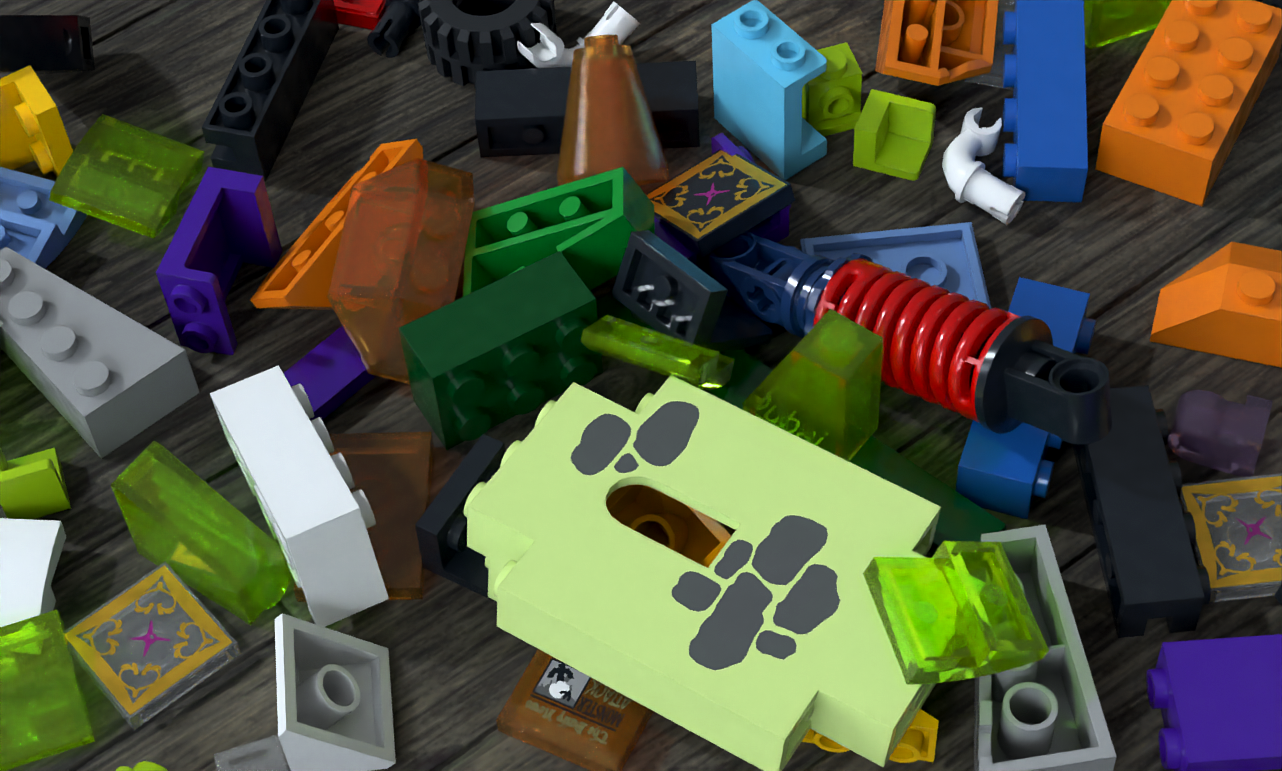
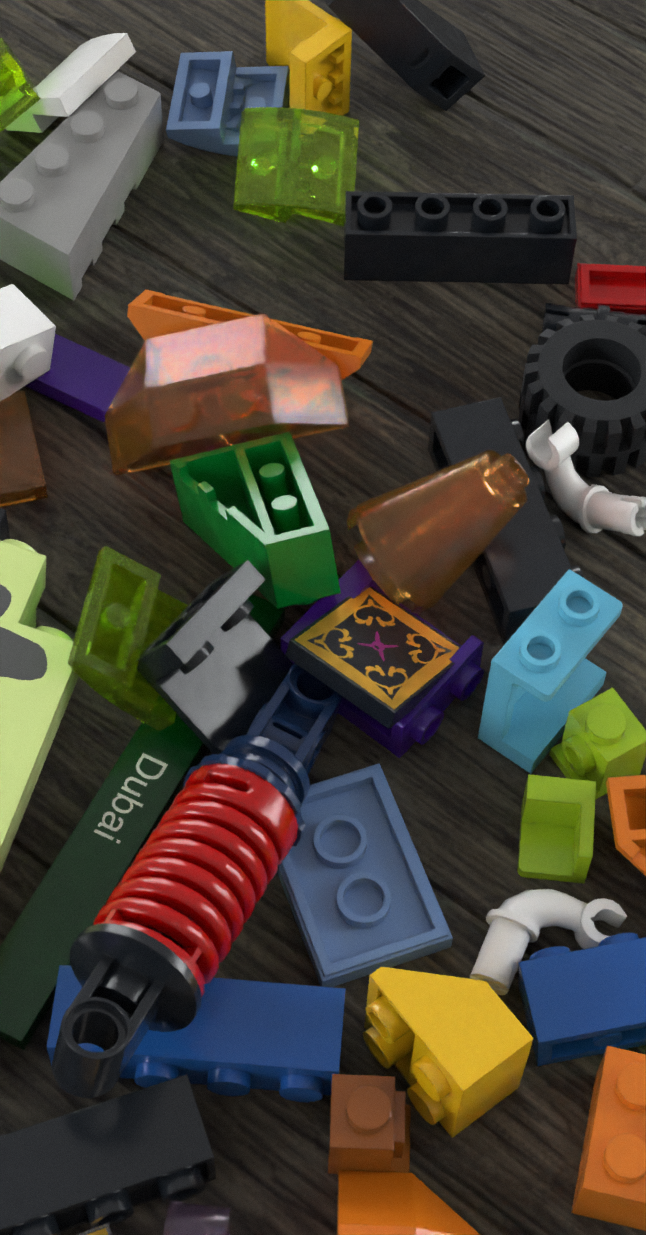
camera: 70 degrees right, 5 degrees up
(220, 230) = (186, 245): dark purple panel -> none
(501, 350) = (125, 496): dark green brick -> none
(825, 387) = (111, 803): clear neon green slope -> none
(1086, 218) = (447, 1041): none -> yellow slope
(1129, 282) = (368, 1125): none -> dark orange window

